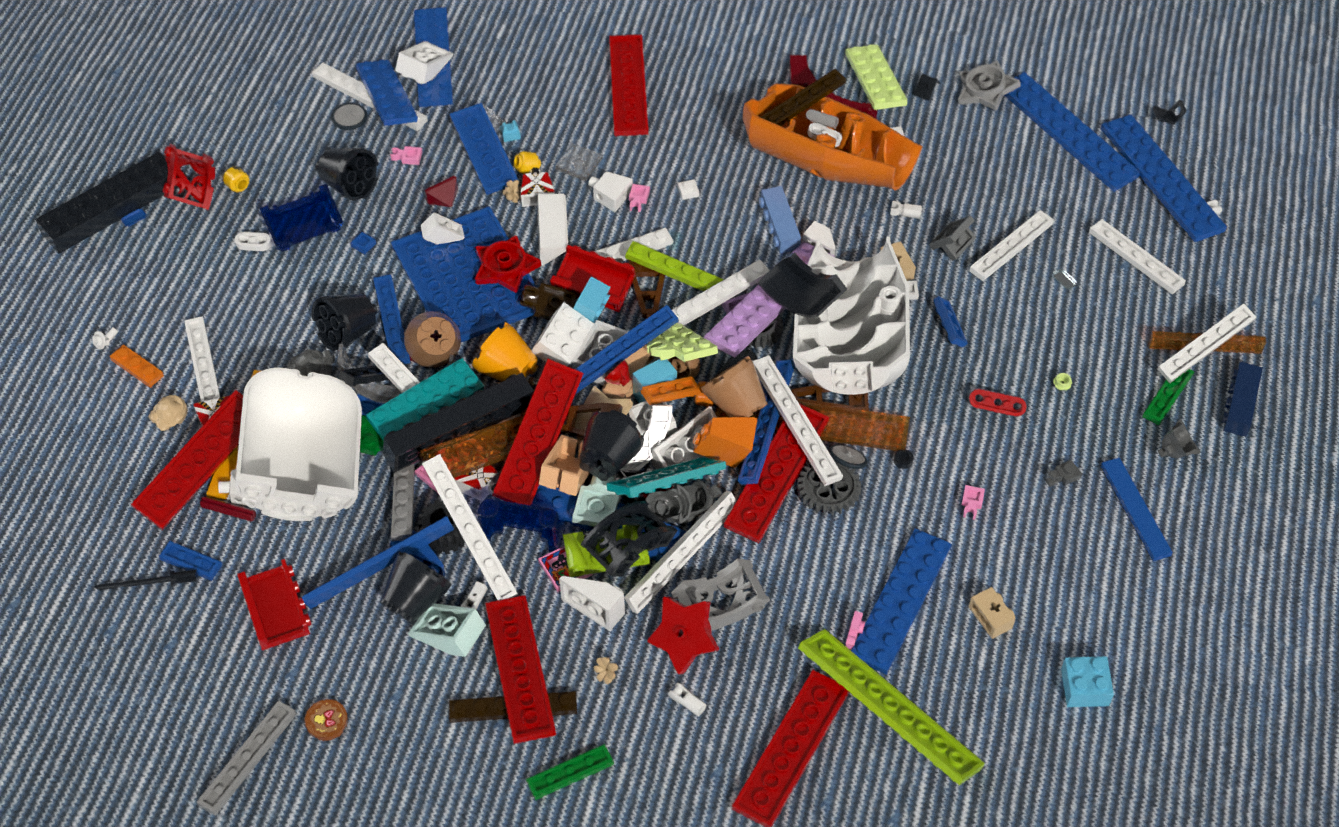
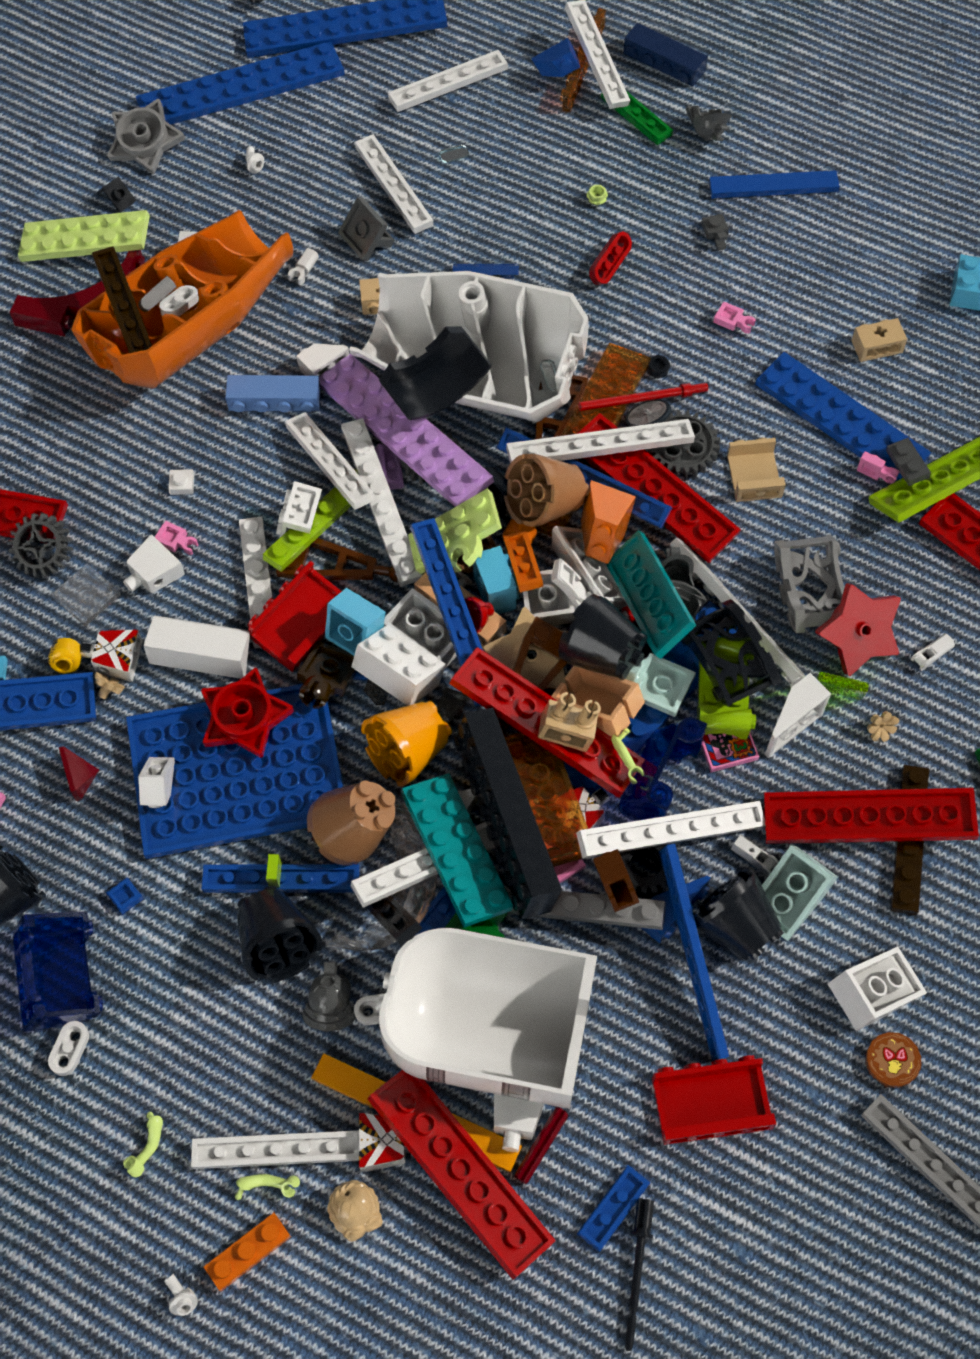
camera: 75 degrees left, 10 degrees up
(180, 374) = (259, 1180): none -> yellowish green piece
(206, 298) = (134, 1164): none -> yellowish green piece
(380, 698) = (876, 988): none -> white slope
(390, 308) = (273, 870): none -> lime tile
(416, 496) = (616, 880): none -> reddish brown piece
(529, 482) = (625, 756): none -> yellowish green piece
(533, 440) = (568, 724): none -> tan brick
(605, 124) = (34, 527): none -> dark grey gear
(628, 628) = (843, 685): none -> clear neon green tile
(675, 250) = (298, 508): none -> white bracket
(728, 262) = (330, 461): none -> white plate
(823, 543) = (754, 470): none -> tan panel
(864, 648) = (908, 461): none -> dark grey plate
(884, 479) = (683, 390): none -> red bar
(993, 155) = (254, 160): none -> white plate
(1190, 320) = (557, 60): none -> blue slope

